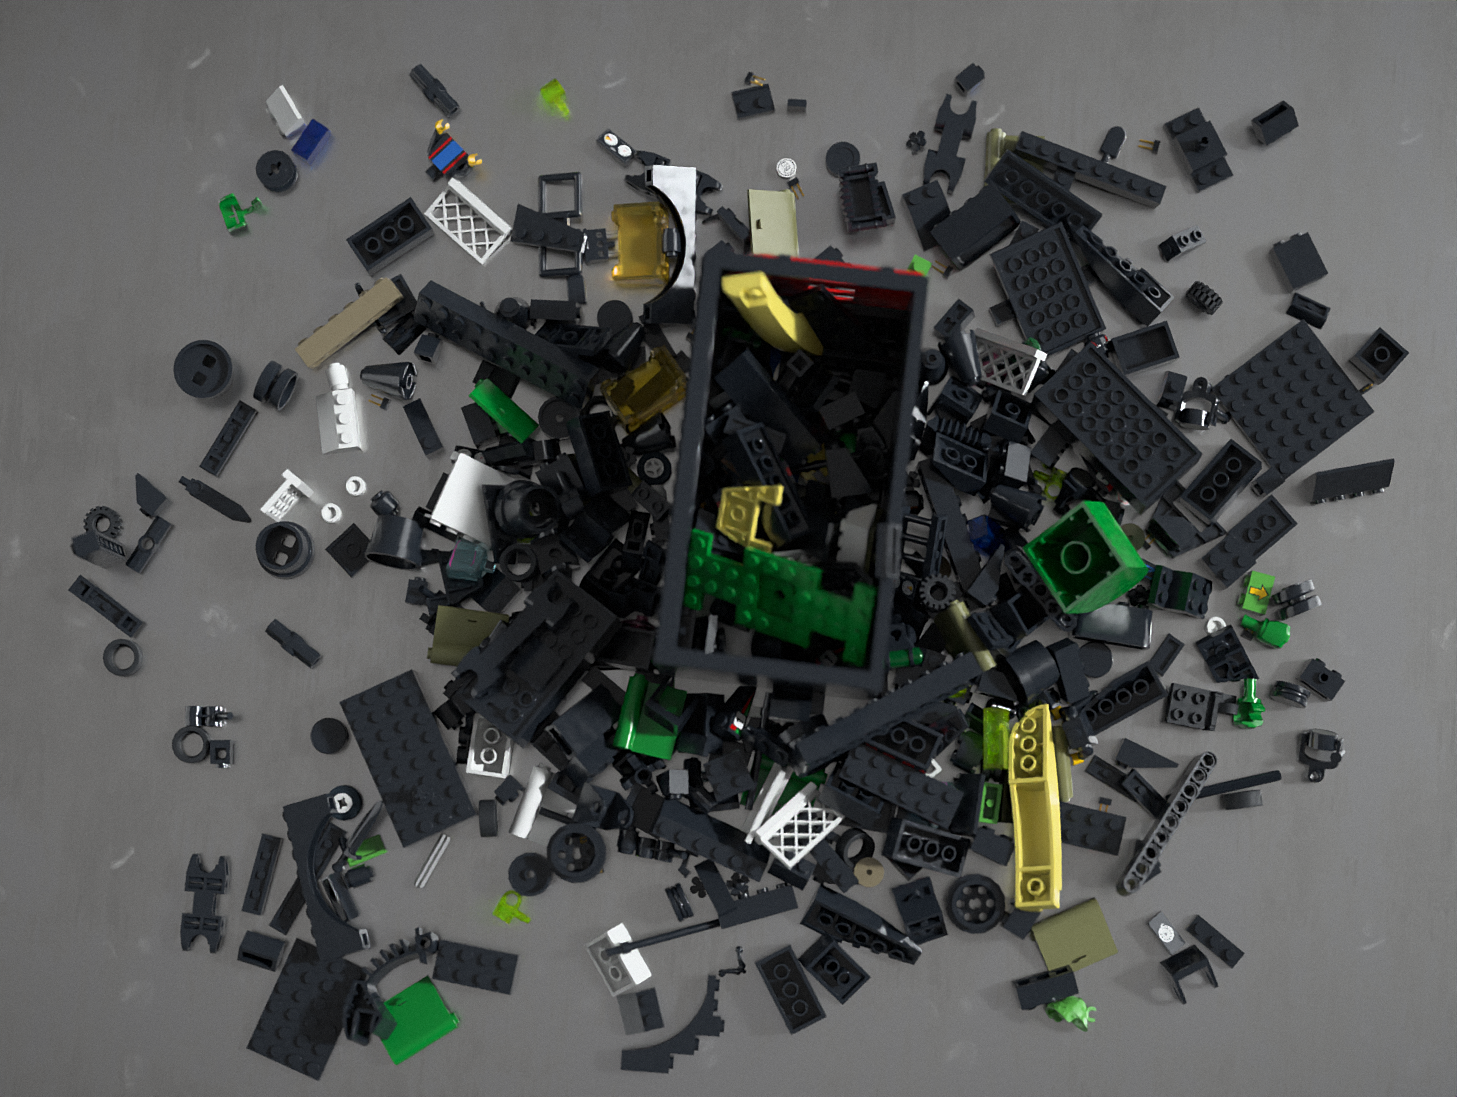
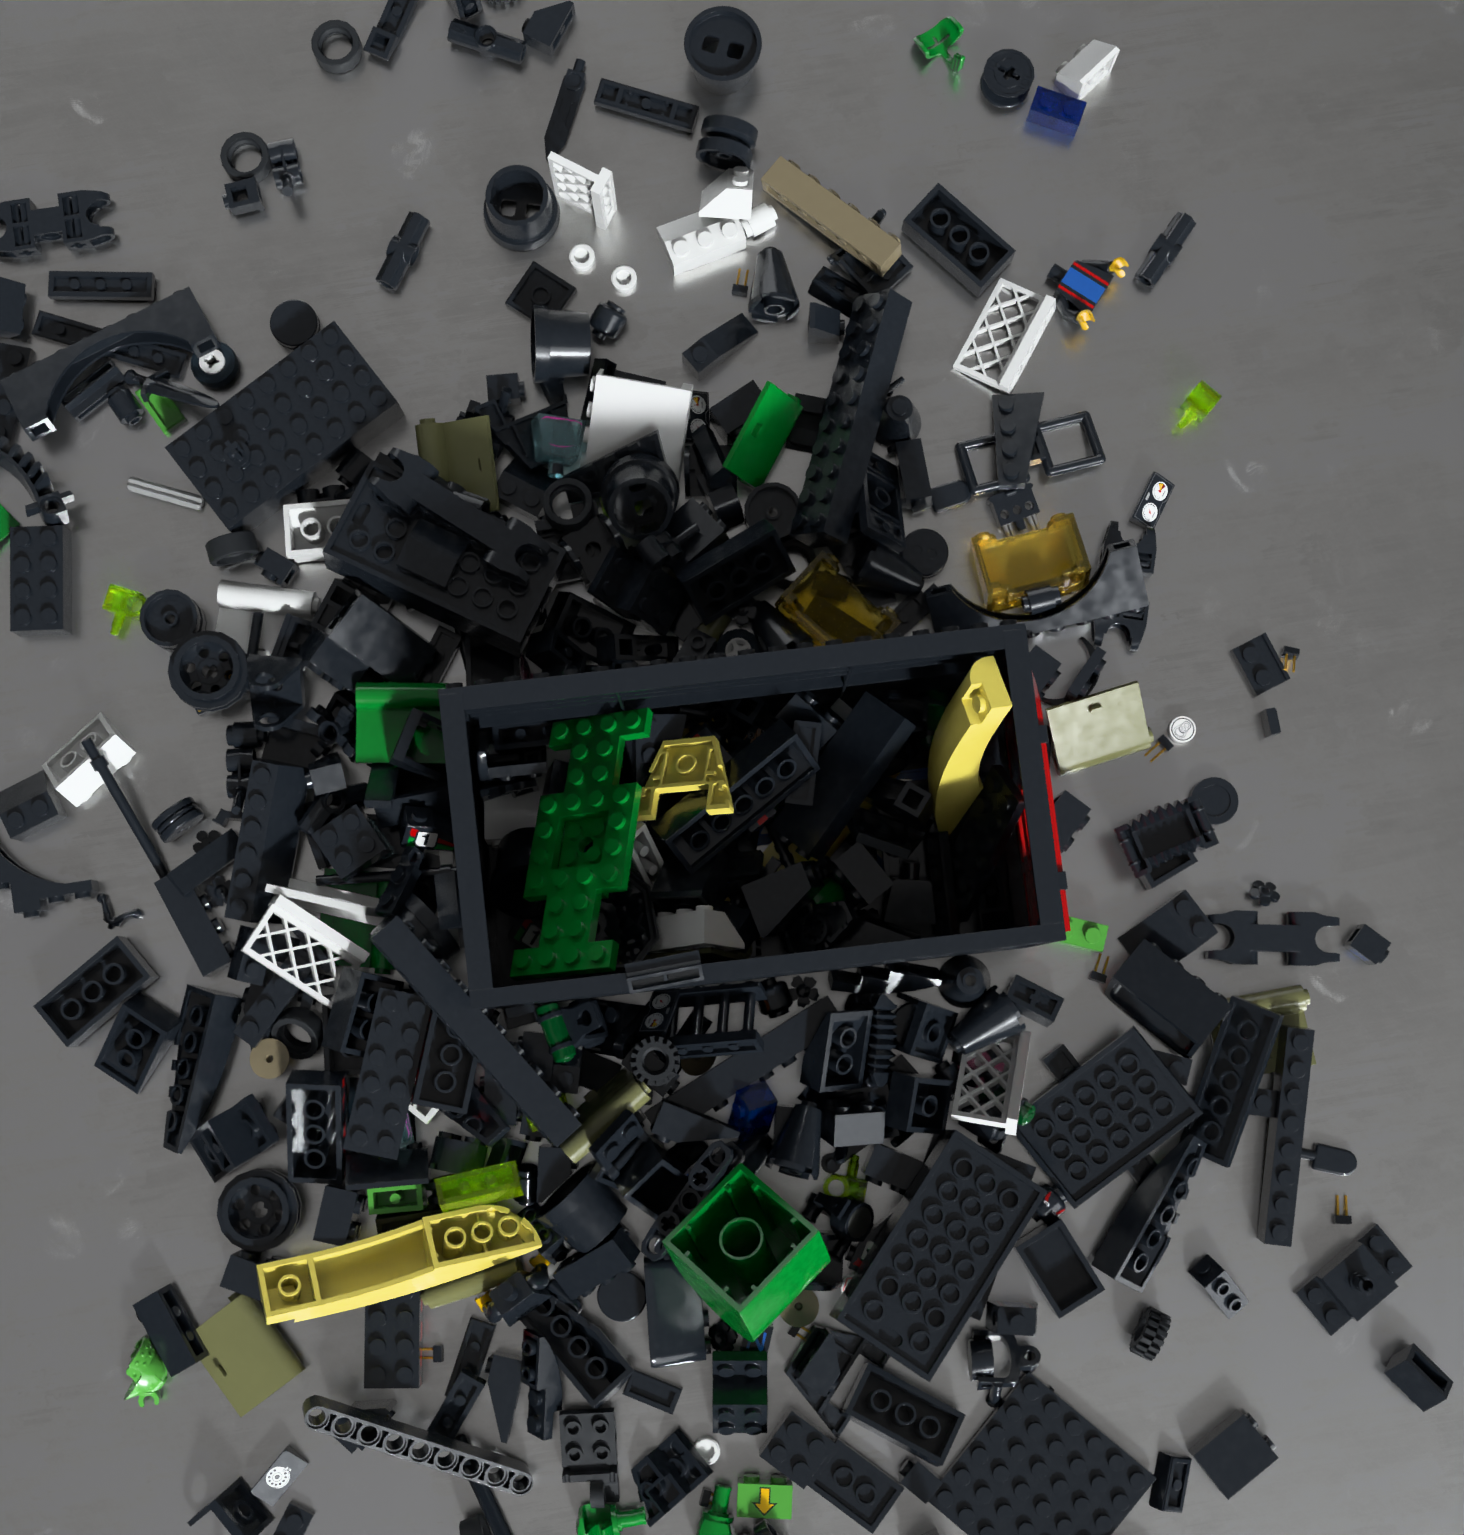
camera: 75 degrees right, 0 degrees up
(315, 393) = (729, 195): none -> white slope
(1141, 727) = (544, 1382): none -> black slope

